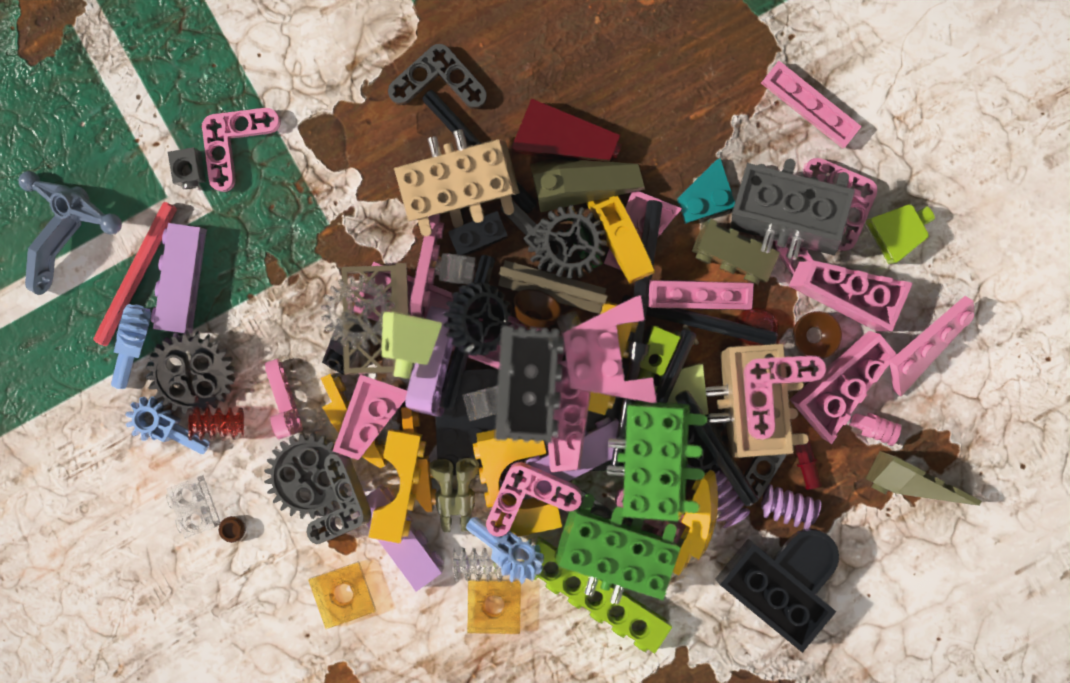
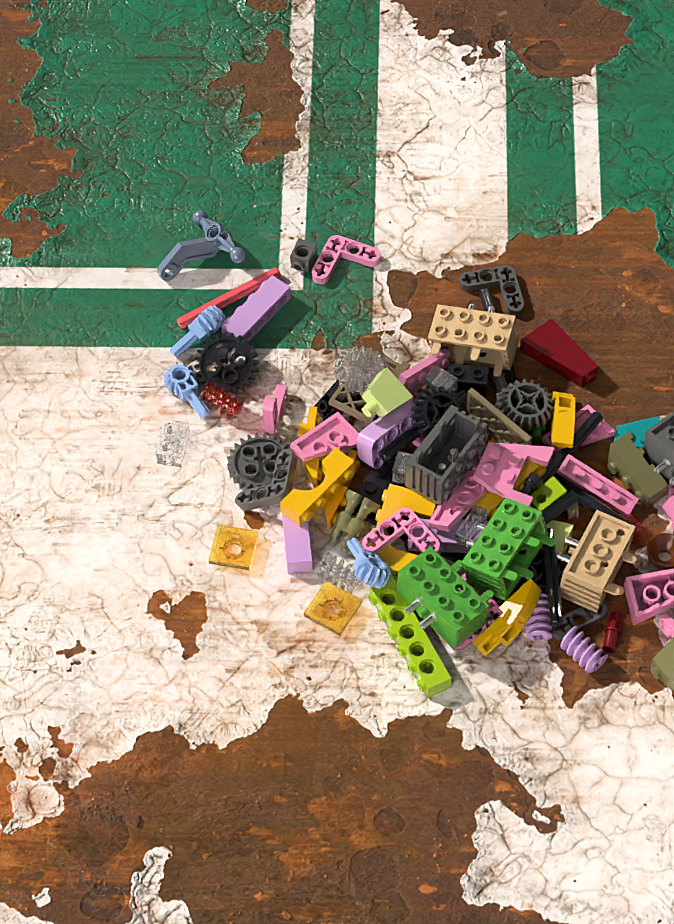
camera: 30 degrees right, 30 degrees down
(232, 529) = (187, 471): reddish brown plate -> none
(582, 181) = (557, 381): olive wedge -> none
(599, 445) = (469, 526): none -> clear piece
(764, 385) = (609, 537): bright pink beam -> none
(786, 586) = (547, 694): black brick -> none

